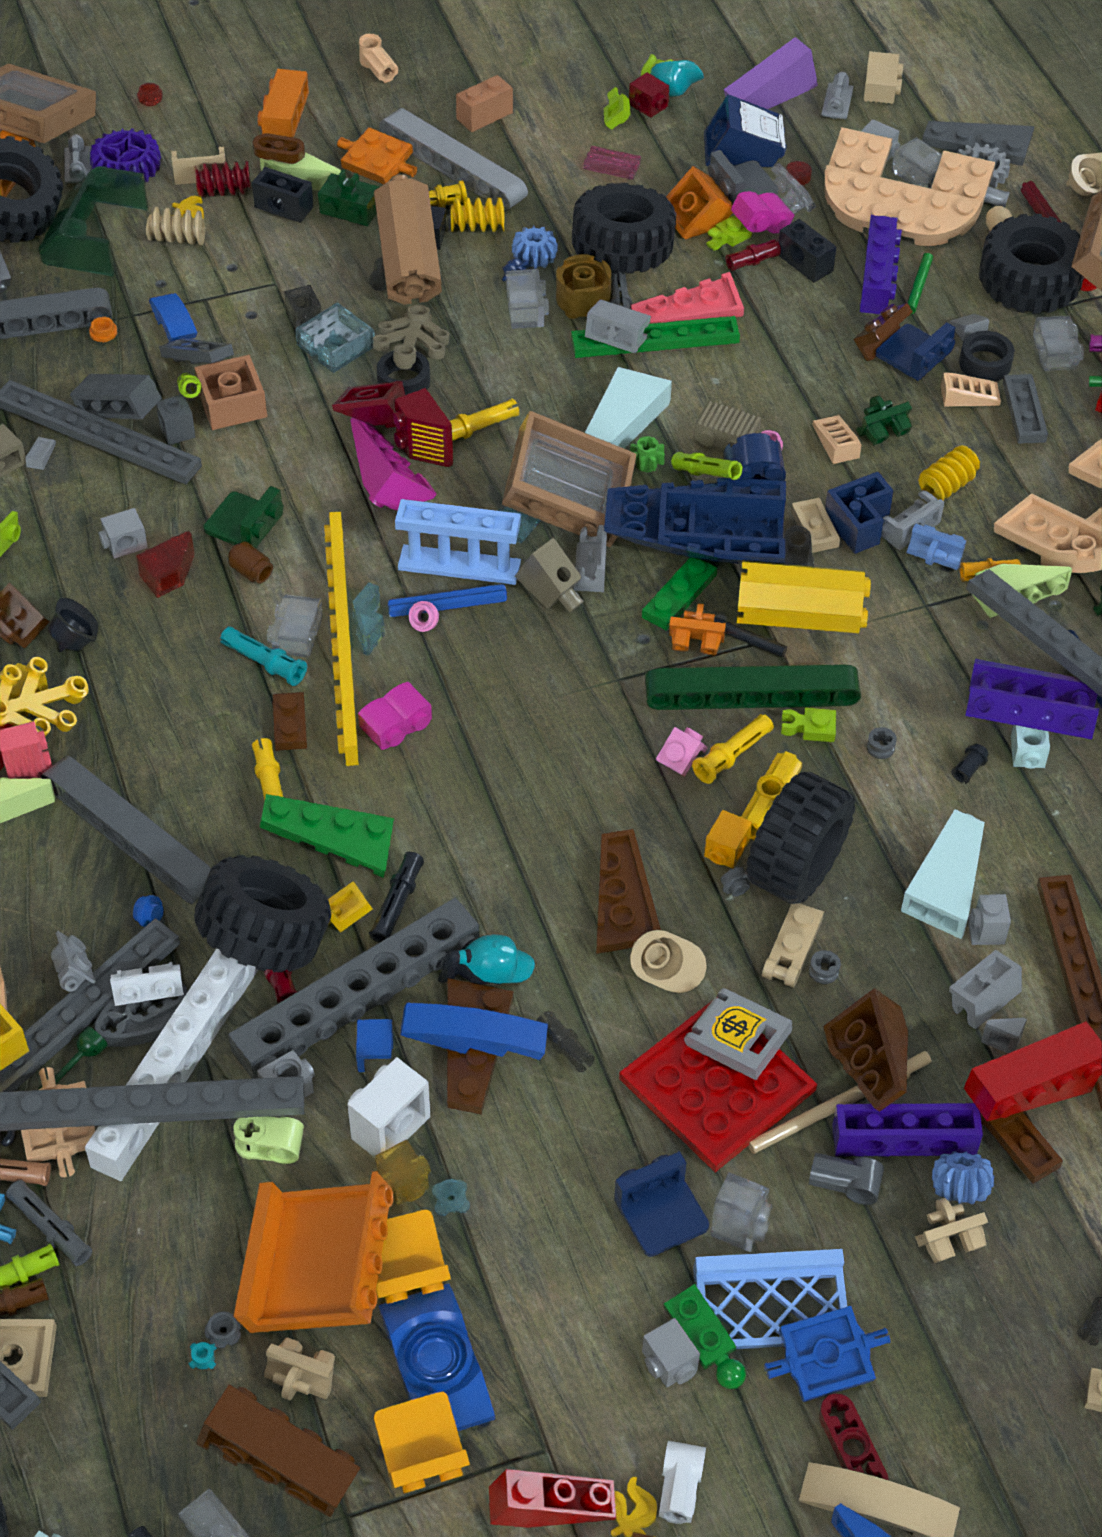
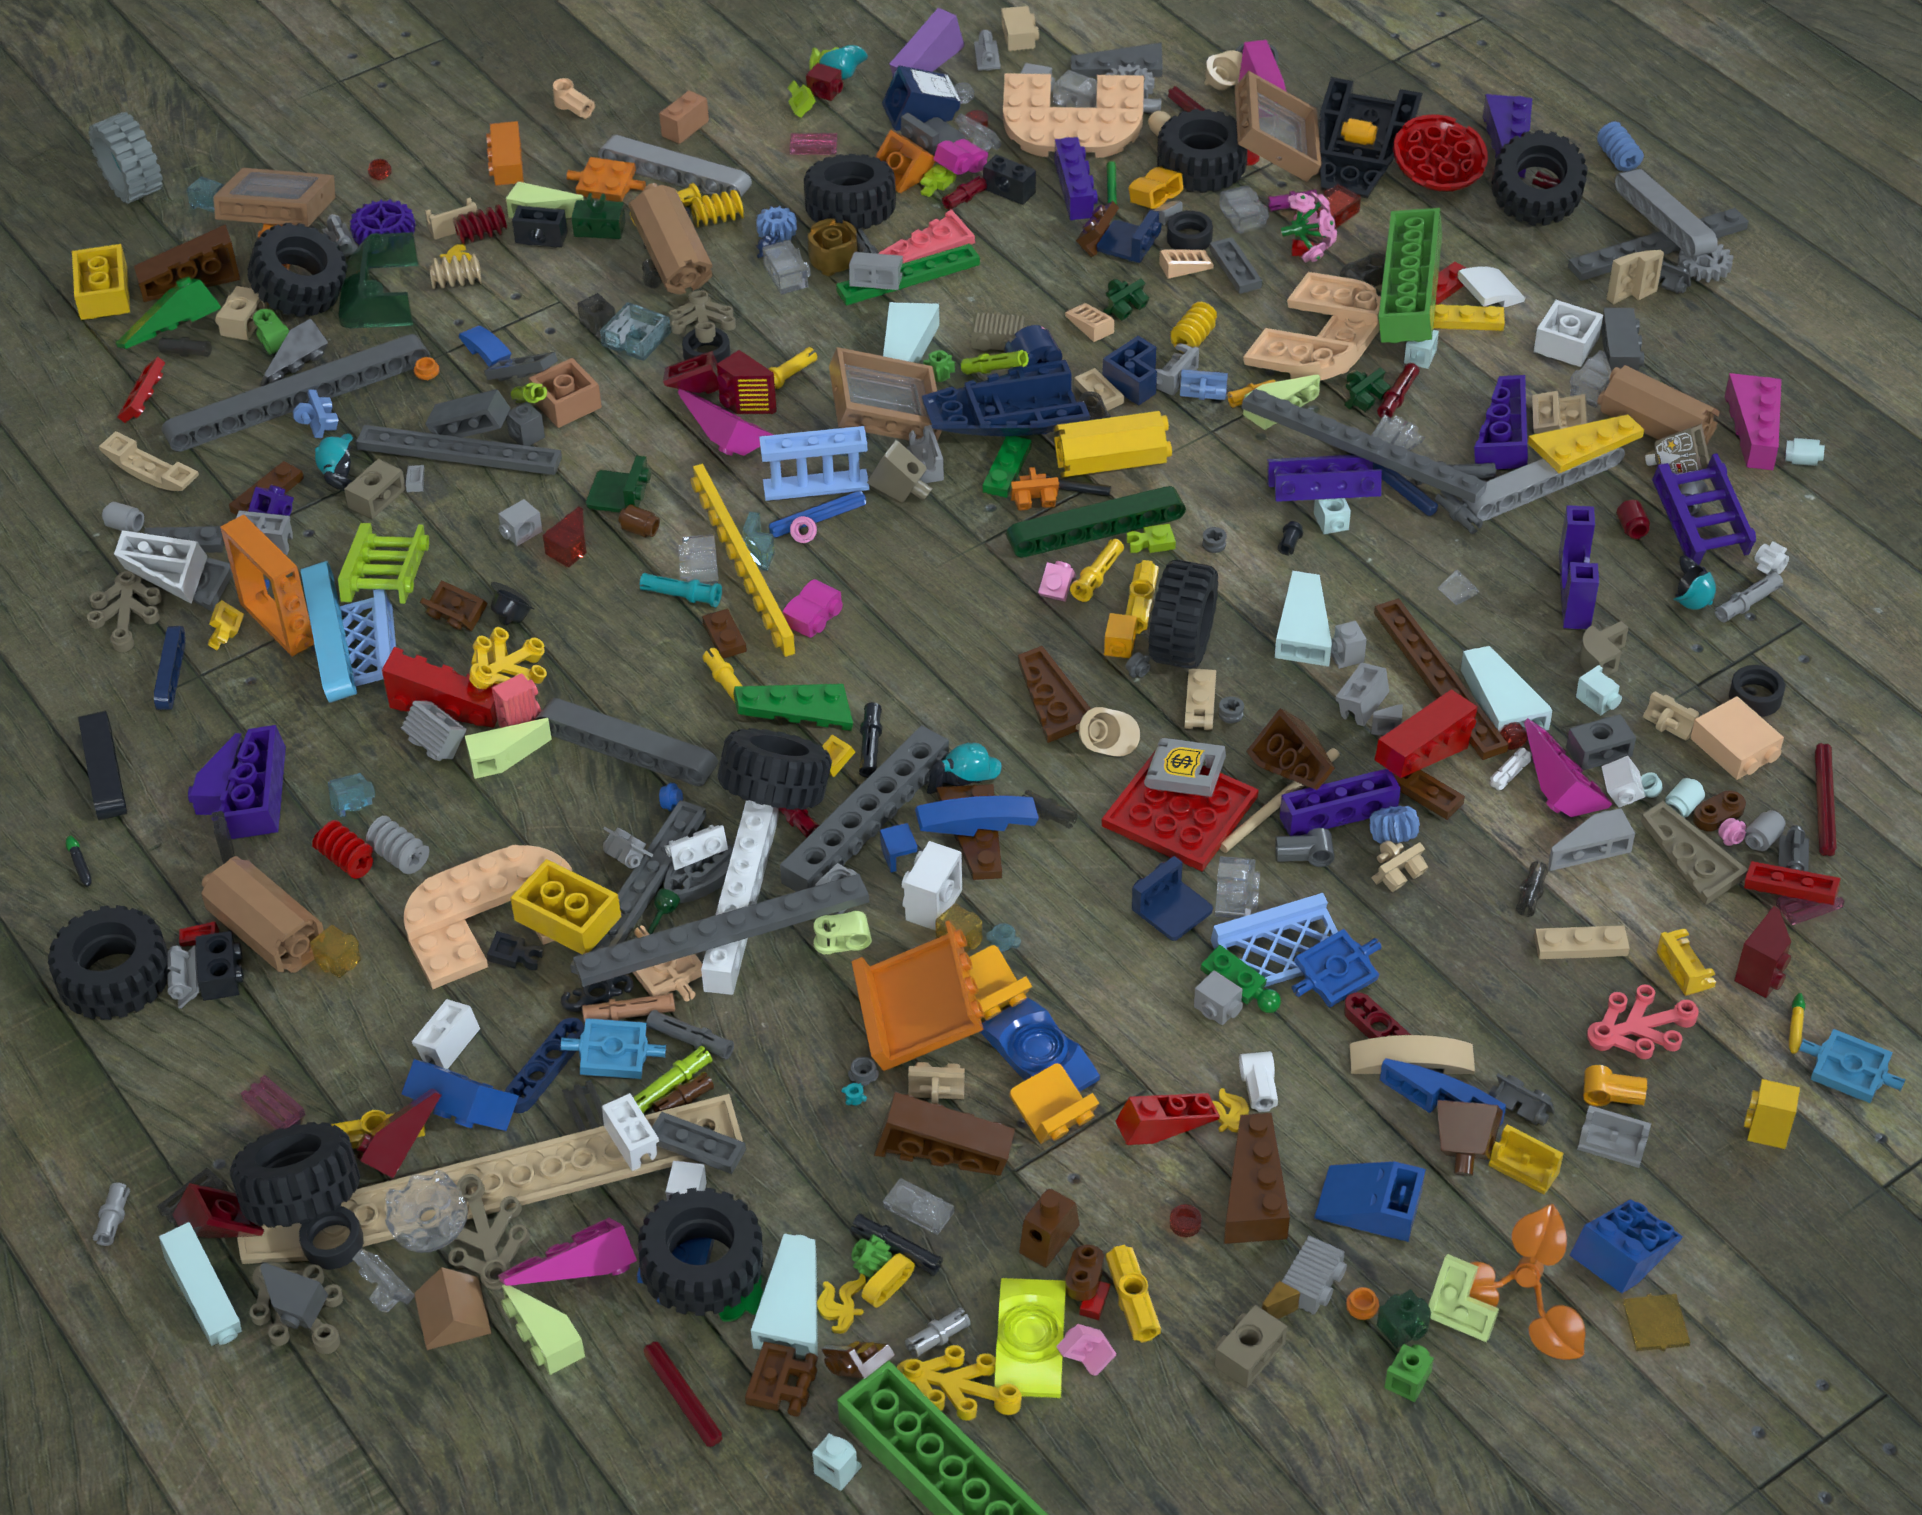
camera: 15 degrees left, 5 degrees down
(278, 148) = (523, 188): reddish brown plate -> none
(795, 138) = (964, 92): none -> clear plate
(966, 295) = (1156, 187): none -> light orange brick

